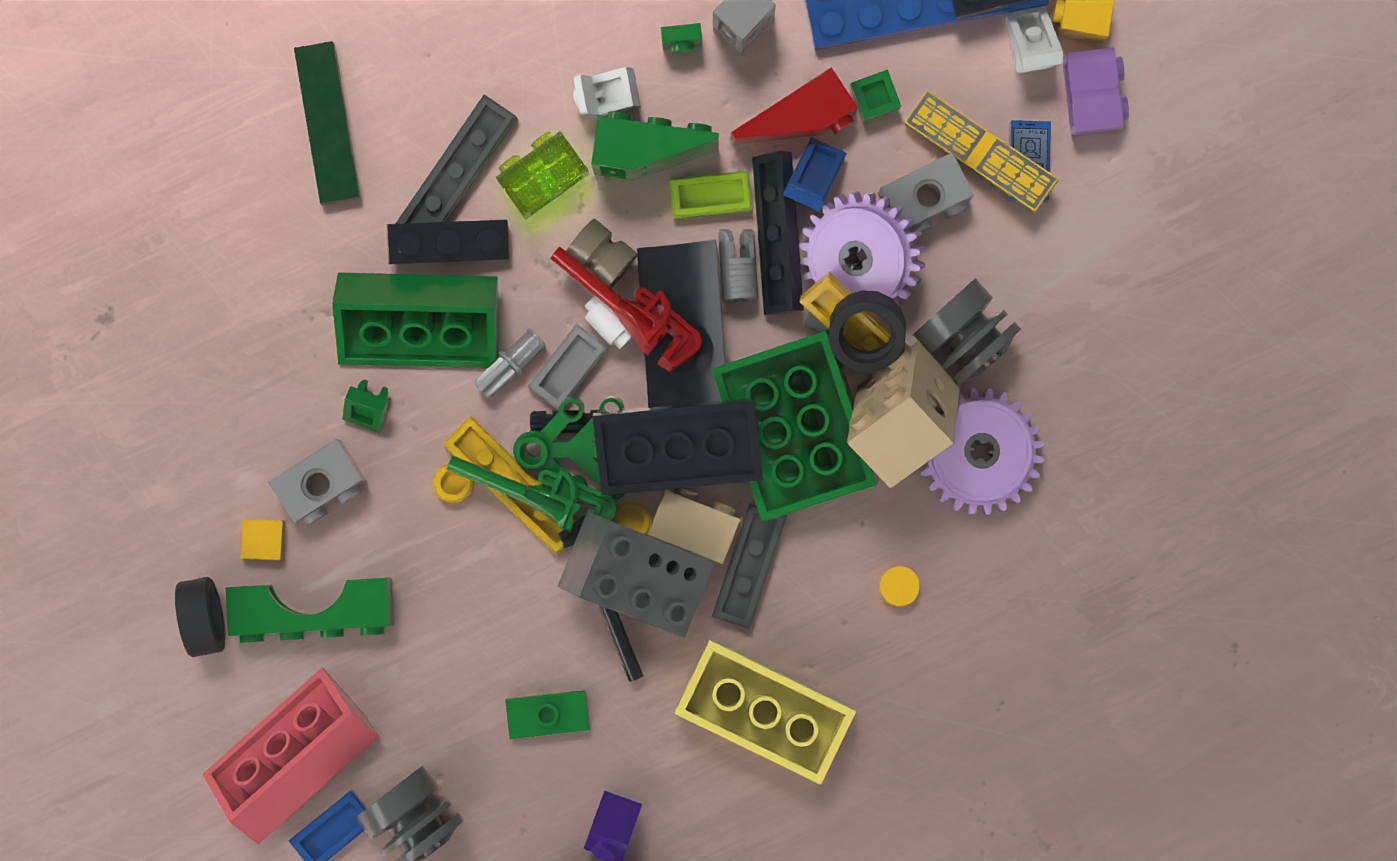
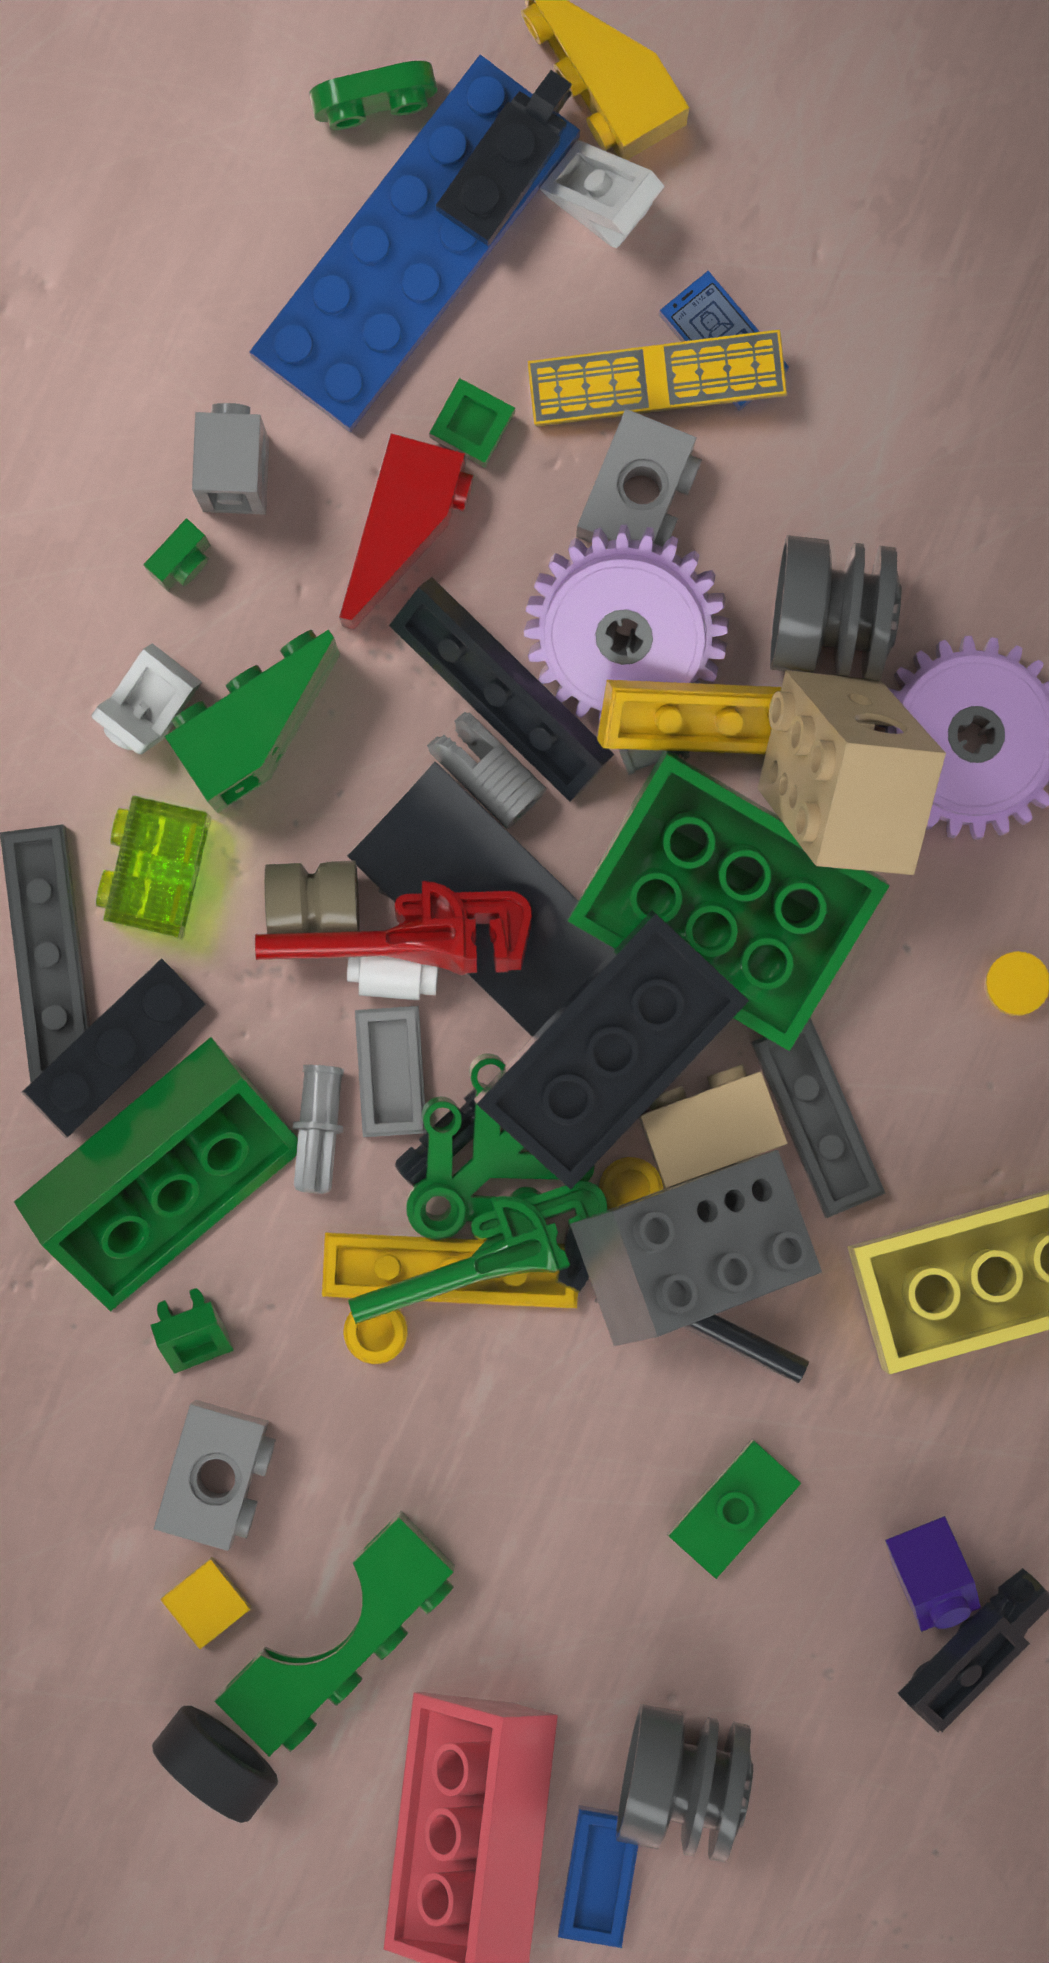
camera: 45 degrees left, 0 degrees up
(711, 195) = (379, 714): lime tile -> none
(814, 174) = (484, 579): blue tile -> none
(861, 359) = (743, 748): black tyre -> none
(1094, 91) = (729, 189): medium lavender brick -> none

